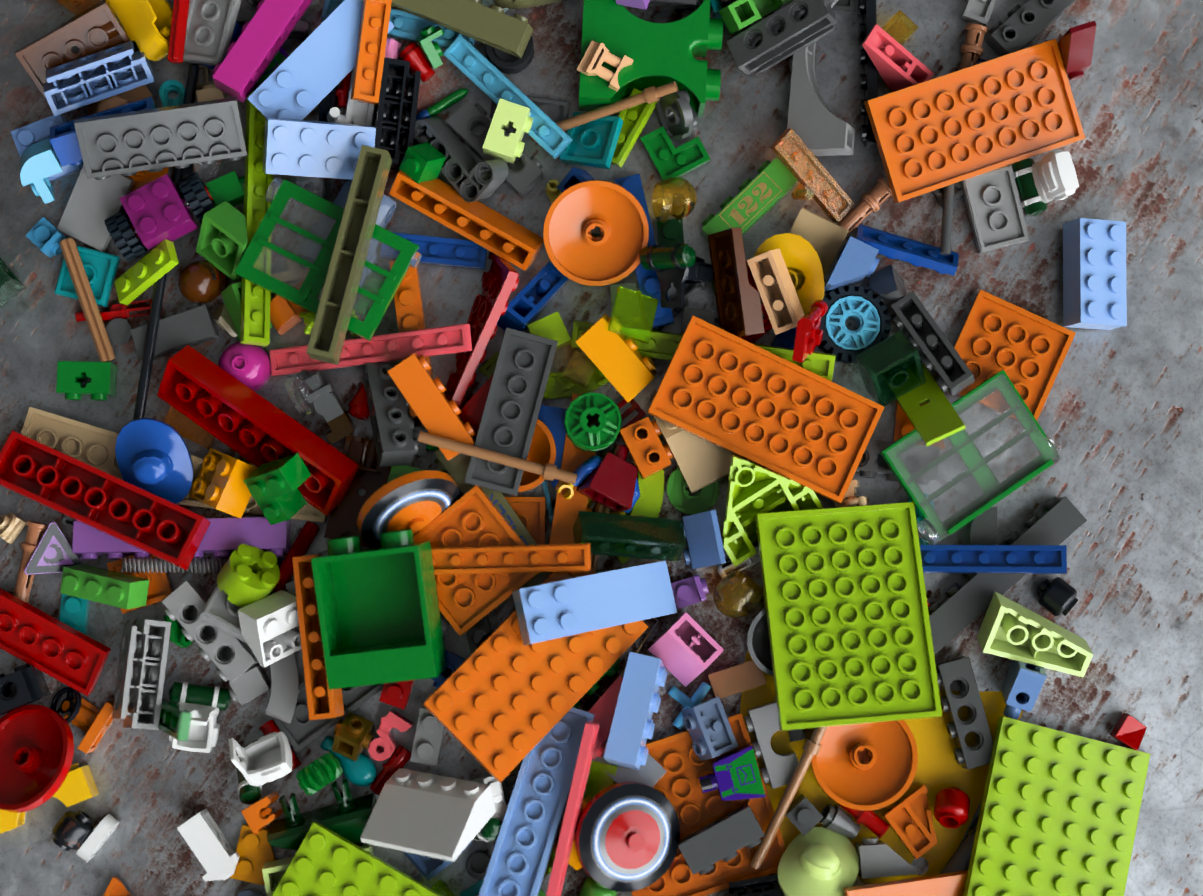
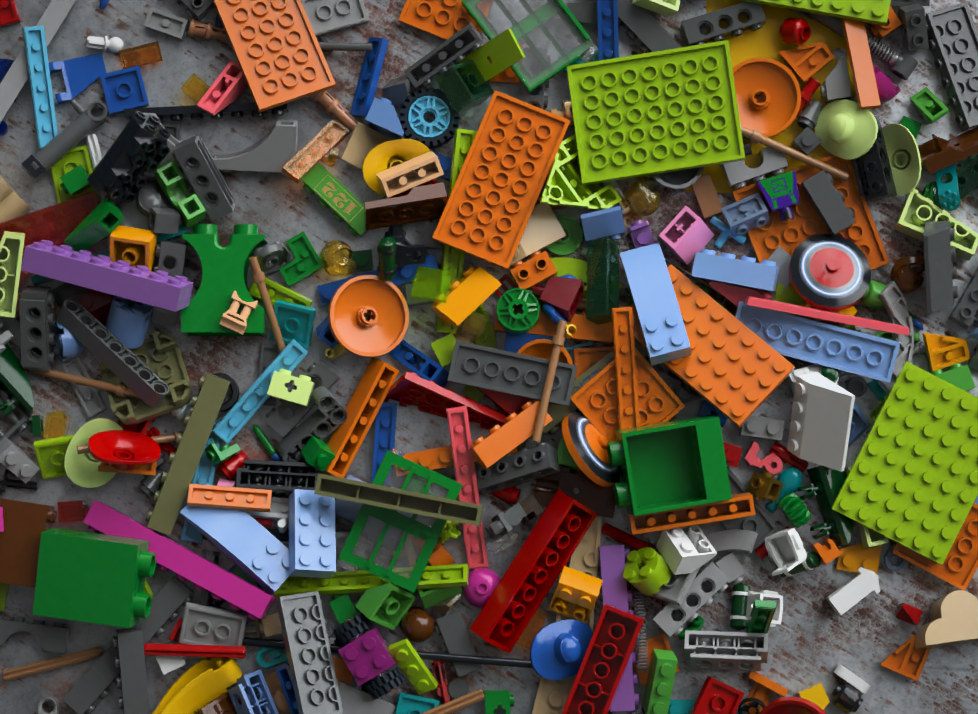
camera: 90 degrees left, 0 degrees up
(276, 487) = (578, 550): green brick -> none
(809, 332) = (440, 148): red plate -> none

